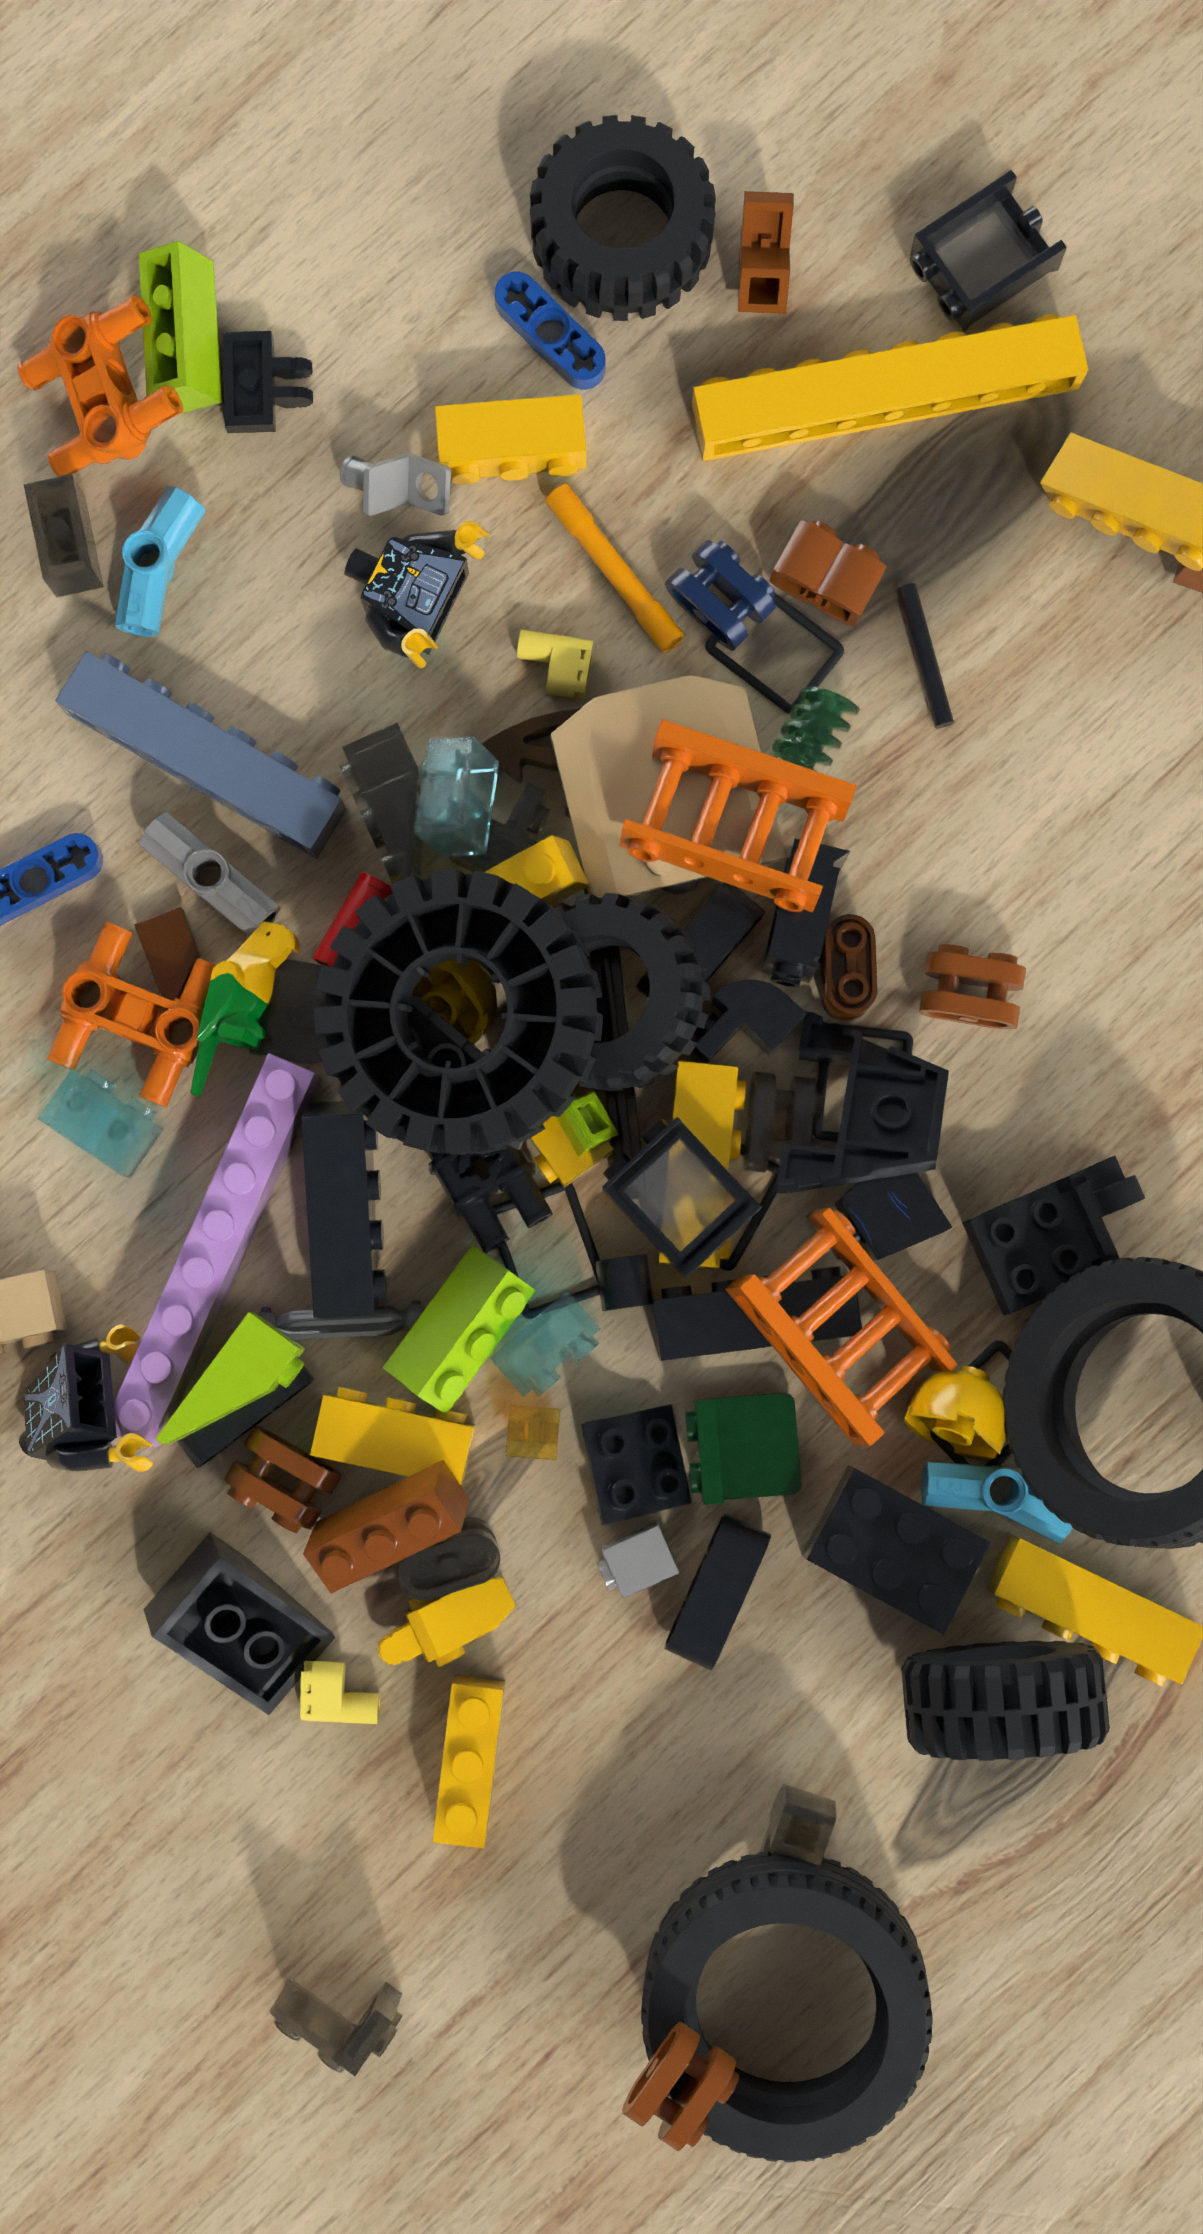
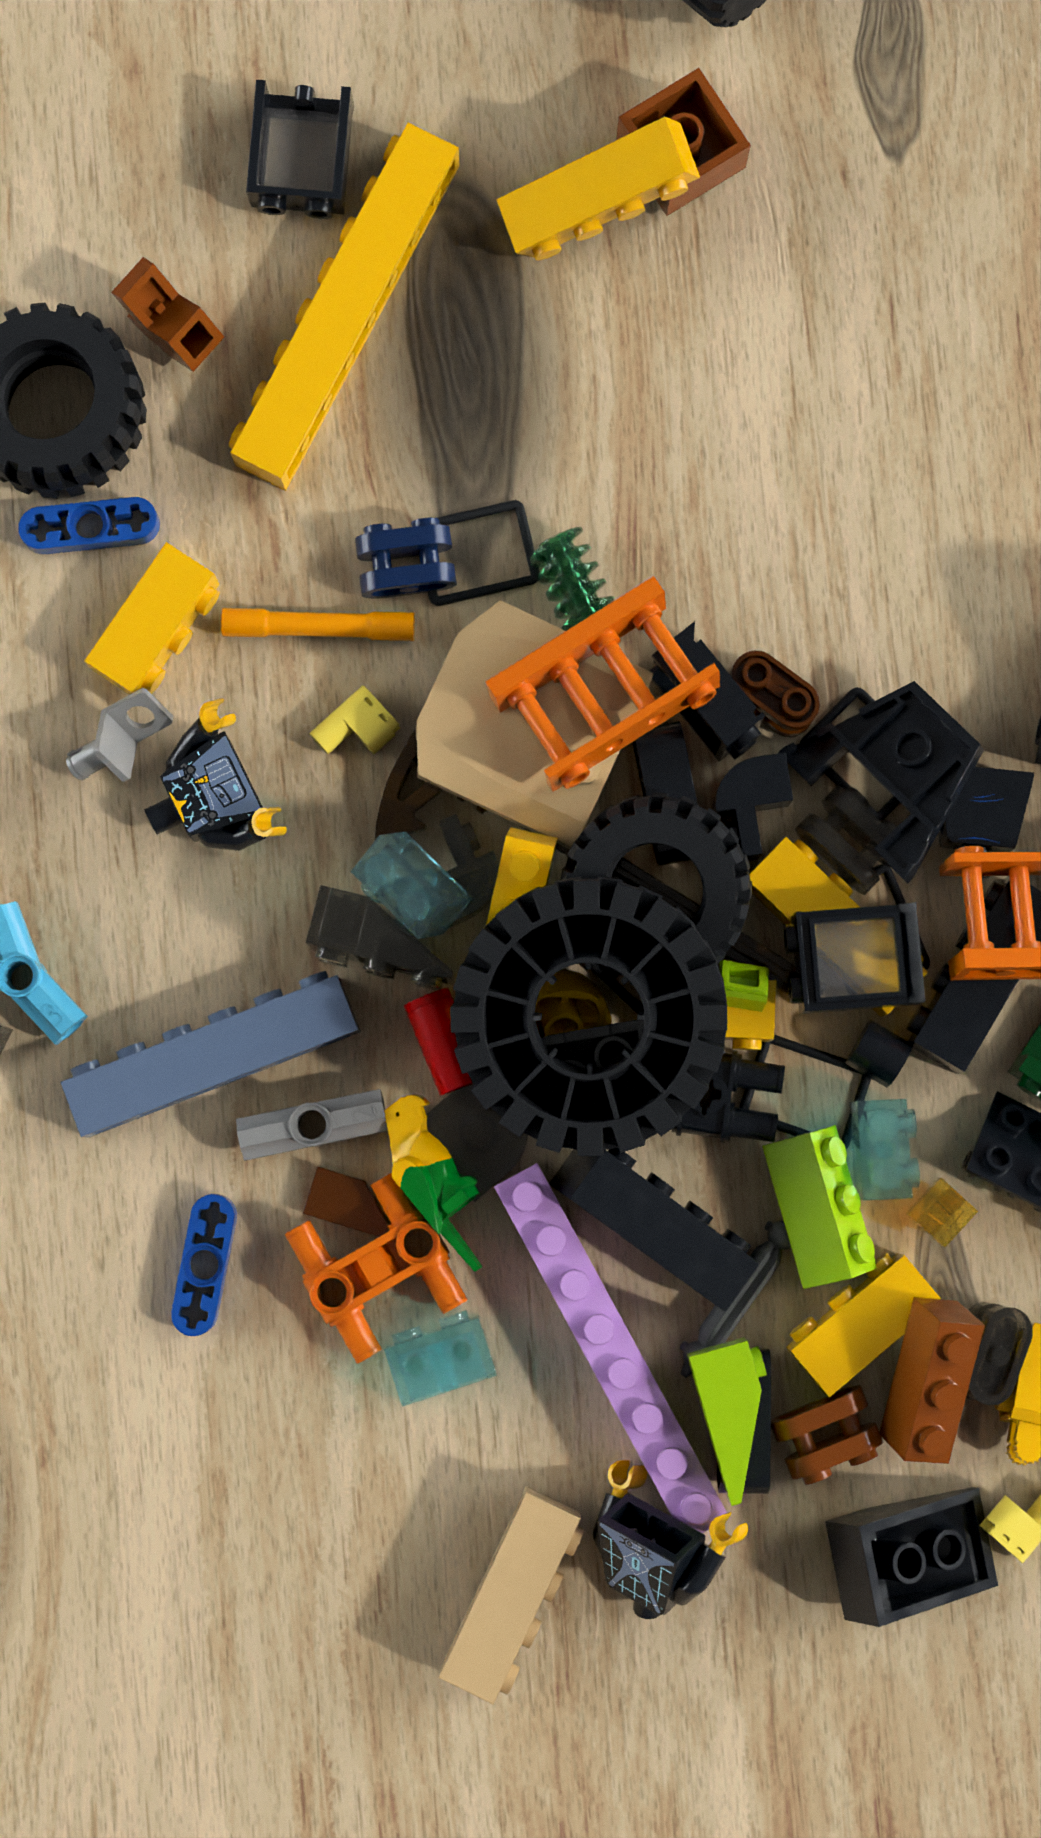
camera: 50 degrees left, 0 degrees up
(828, 572) = (454, 465): dark orange brick -> none
(925, 655) = (574, 444): black bar -> none
(996, 972) = (832, 613): dark orange brick -> none

